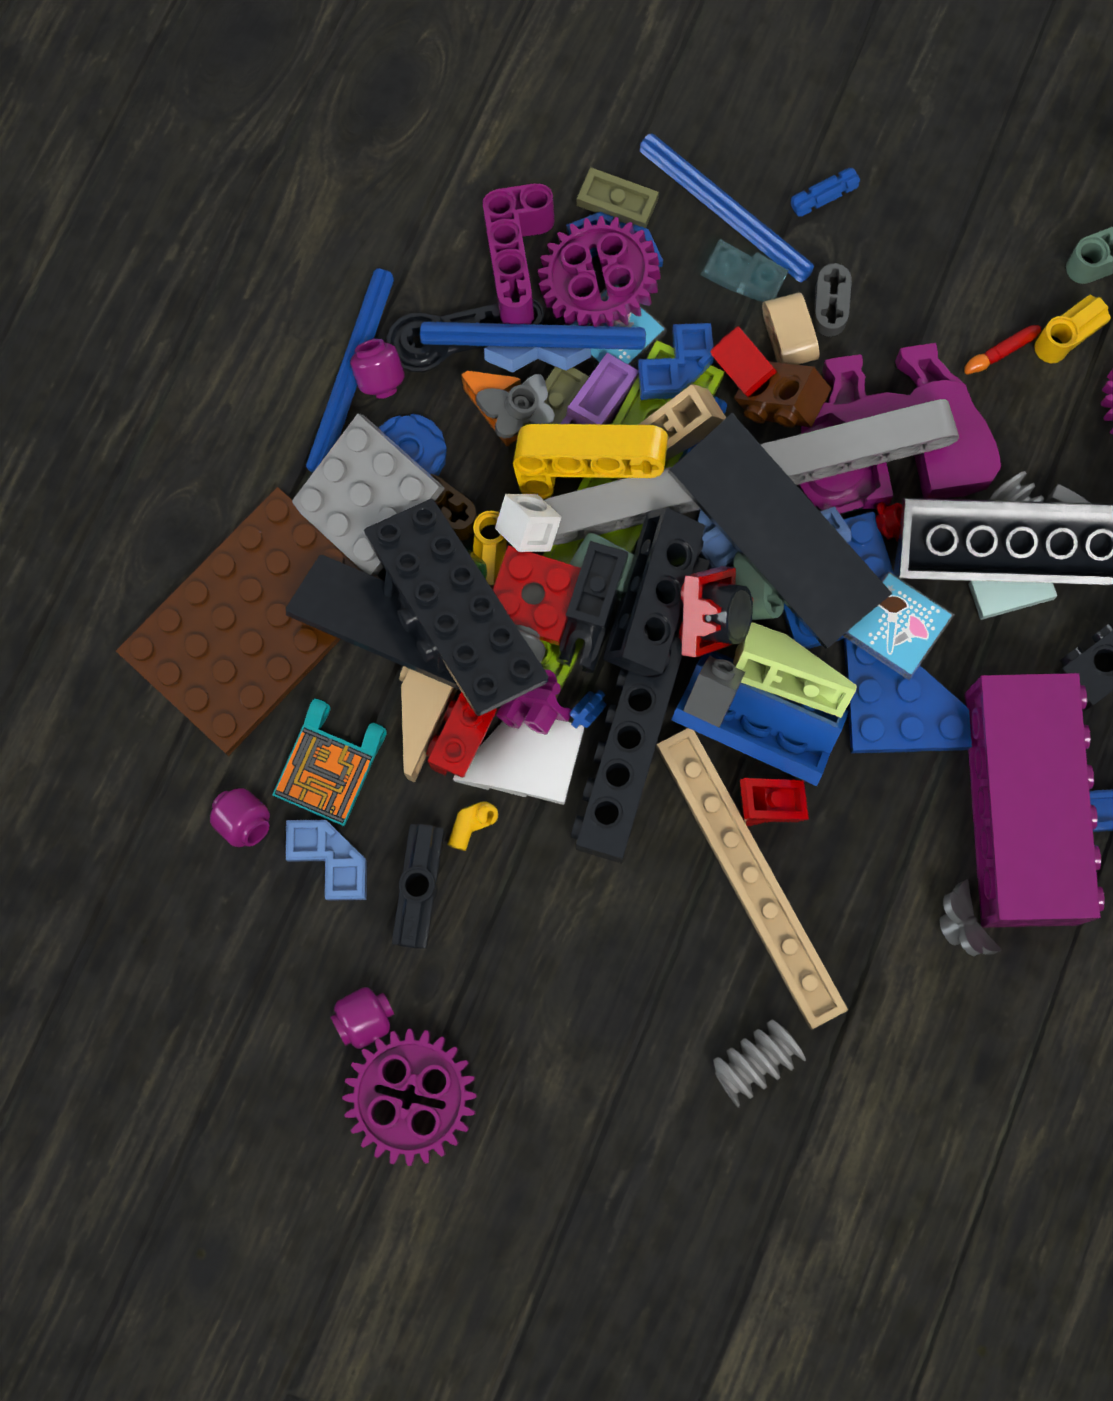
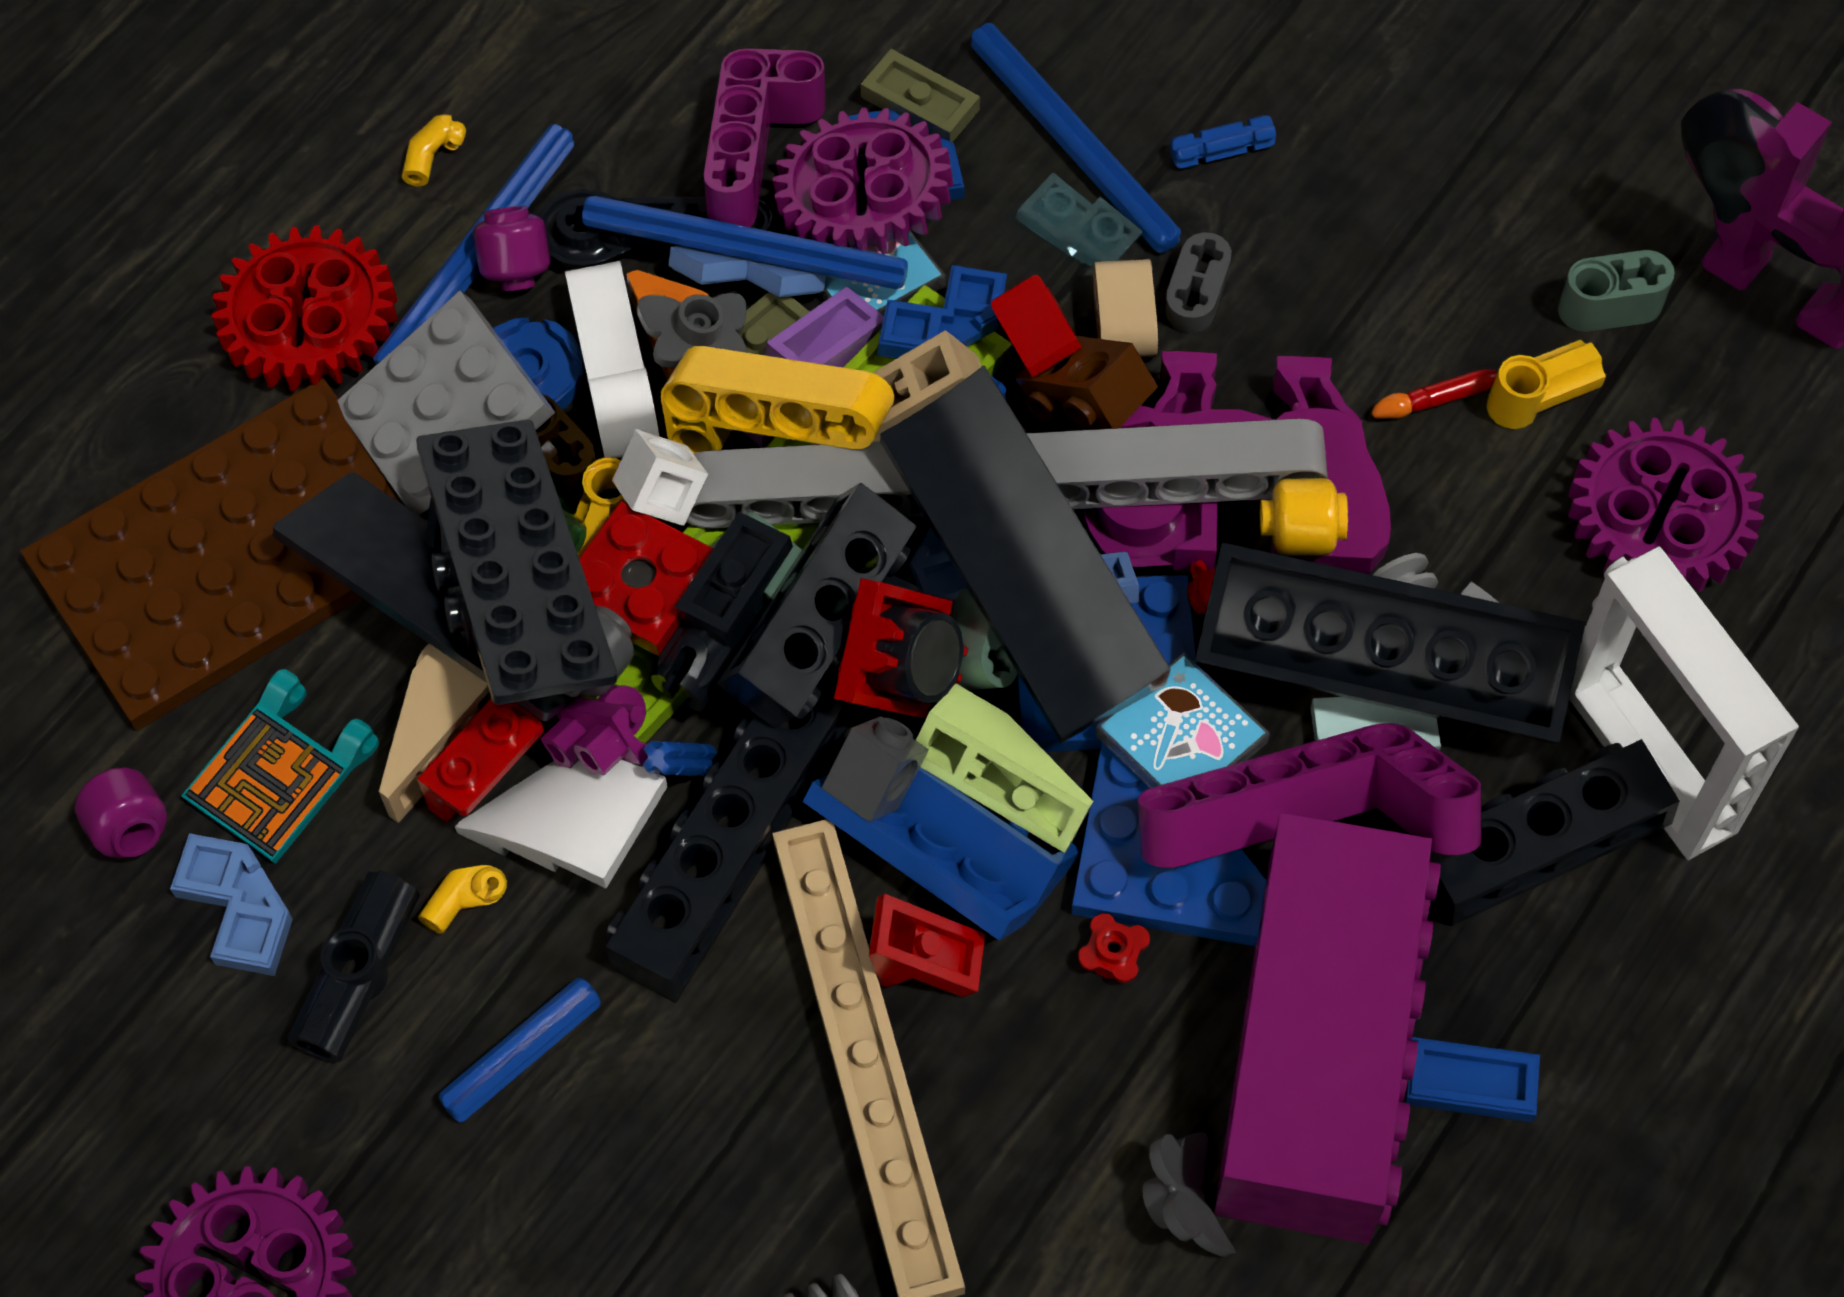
camera: 10 degrees right, 15 degrees down
(285, 432) = (258, 302): none -> red gear
(294, 298) = (425, 143): none -> yellow arm
(362, 1017) = (208, 1137): magenta head -> none
(465, 435) = (611, 355): none -> white beam
(535, 916) = (519, 1049): none -> blue axle
(875, 779) = (1119, 965): none -> red plate
(949, 465) = (1305, 517): none -> yellow head
(989, 642) = (1323, 780): none -> magenta beam

